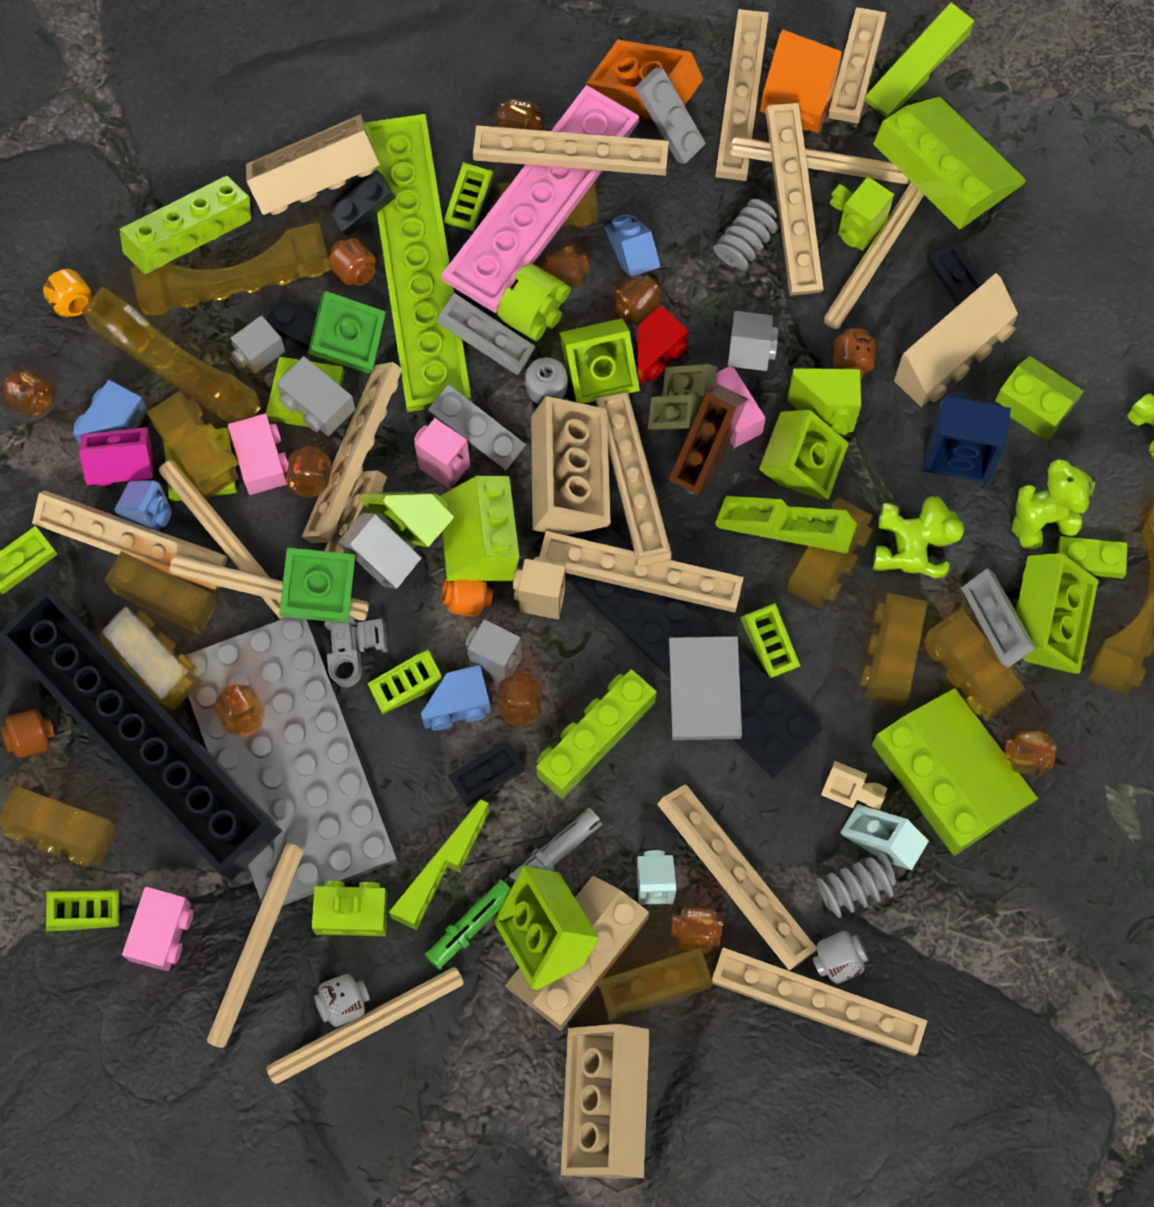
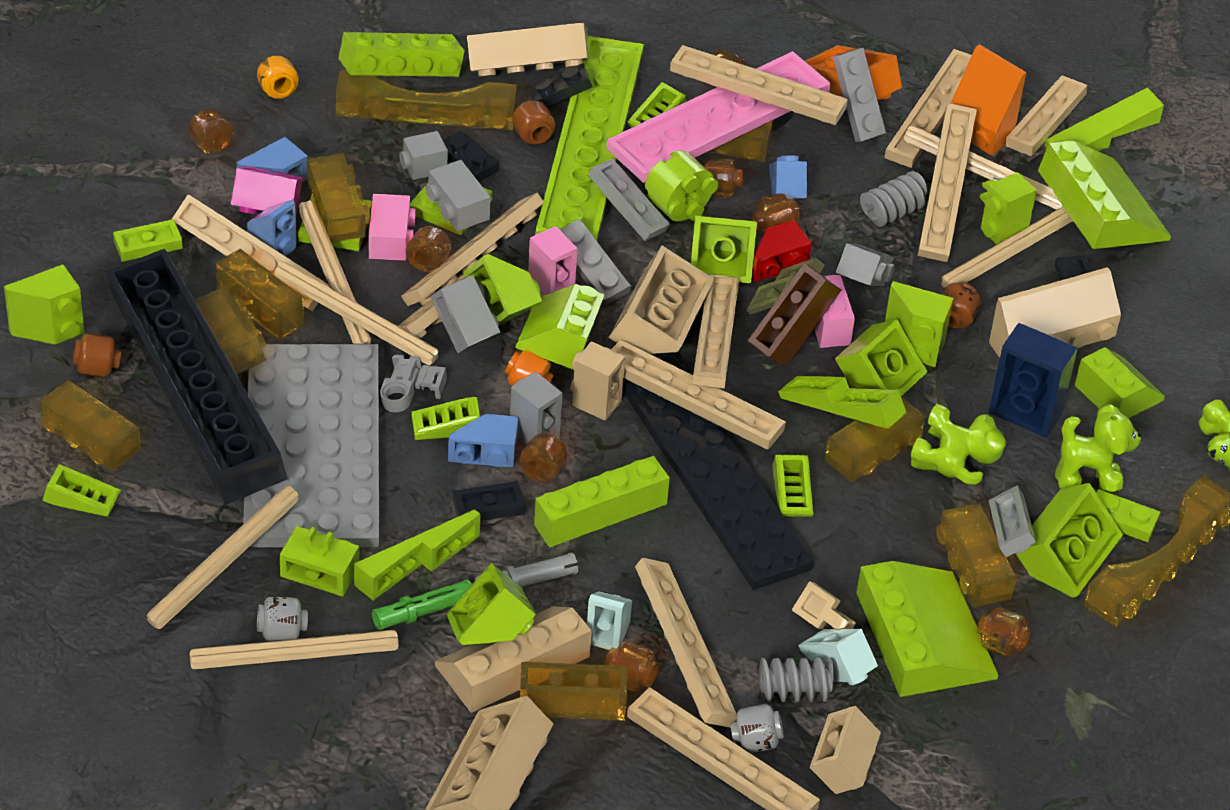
camera: 15 degrees right, 25 degrees down
(134, 335) = (315, 111): clear yellow arch -> none
(158, 929) = (141, 522): bright pink brick -> none
(239, 710) = (289, 383): clear orange head -> none
(317, 585) = (399, 316): bright green plate -> none
(346, 332) = (506, 166): bright green plate -> none
(546, 378) = (670, 237): light grey head -> none
(705, 688) = (715, 494): light grey tile -> none
(894, 649) = (906, 521): clear yellow brick -> none
(933, 956) = (845, 750): none -> tan brick

